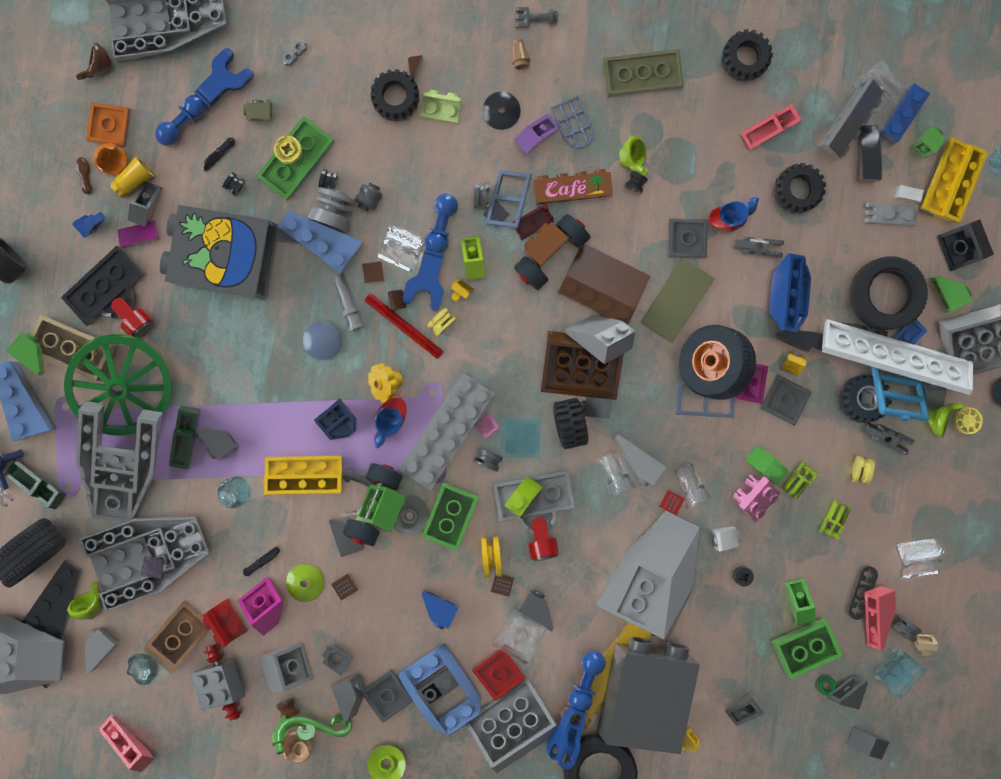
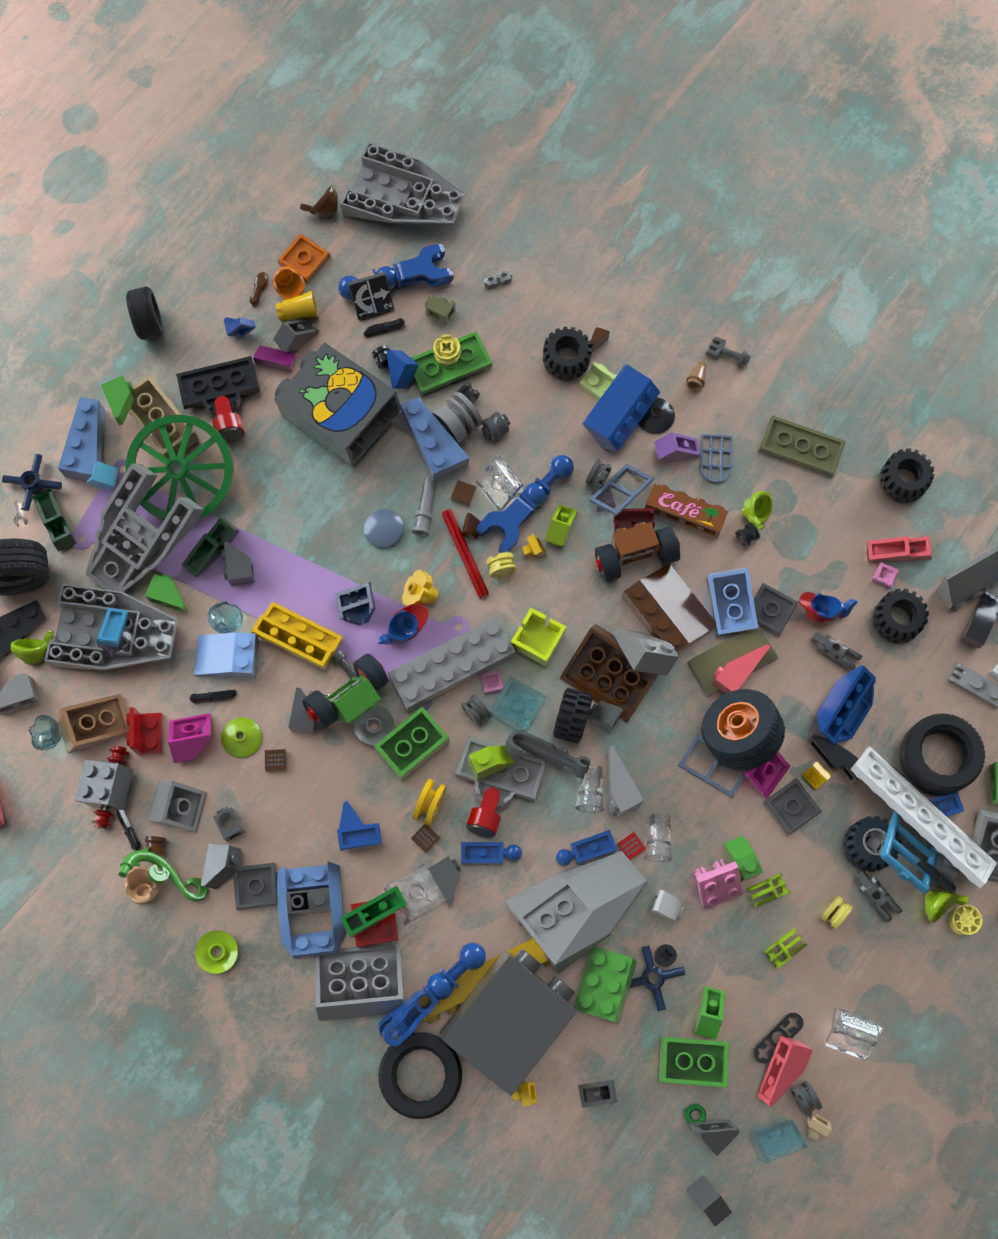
camera: 30 degrees right, 15 degrees down
(55, 425) = (103, 476): none -> medium azure panel
(146, 554) = (112, 627): none -> dark azure tile
(170, 496) = (165, 593): none -> bright green slope
(191, 132) = (371, 295): none -> tile
(253, 522) = (227, 655): none -> light blue slope
(256, 187) = (401, 369): none -> blue slope
(259, 708) = (129, 832): none -> black piece
(450, 616) = (359, 837): none -> blue tile
(470, 124) = (621, 408): none -> blue slope
(495, 671) = (373, 912): none -> green slope
(506, 370) = (538, 640): none -> neon yellow piece
(560, 570) = (488, 852): none -> blue plate
(564, 464) = (522, 740): none -> dark grey piece
(638, 524) = (587, 849): none -> blue plate
(652, 249) = (732, 600): none -> light blue slope
(687, 313) = (737, 671): none -> coral slope
(708, 626) = (605, 985): none -> bright green brick
(743, 606) = (662, 975): none -> dark blue bar
(769, 155) = (885, 575): none -> bright pink tile
(927, 400) = (939, 878): none -> black piece

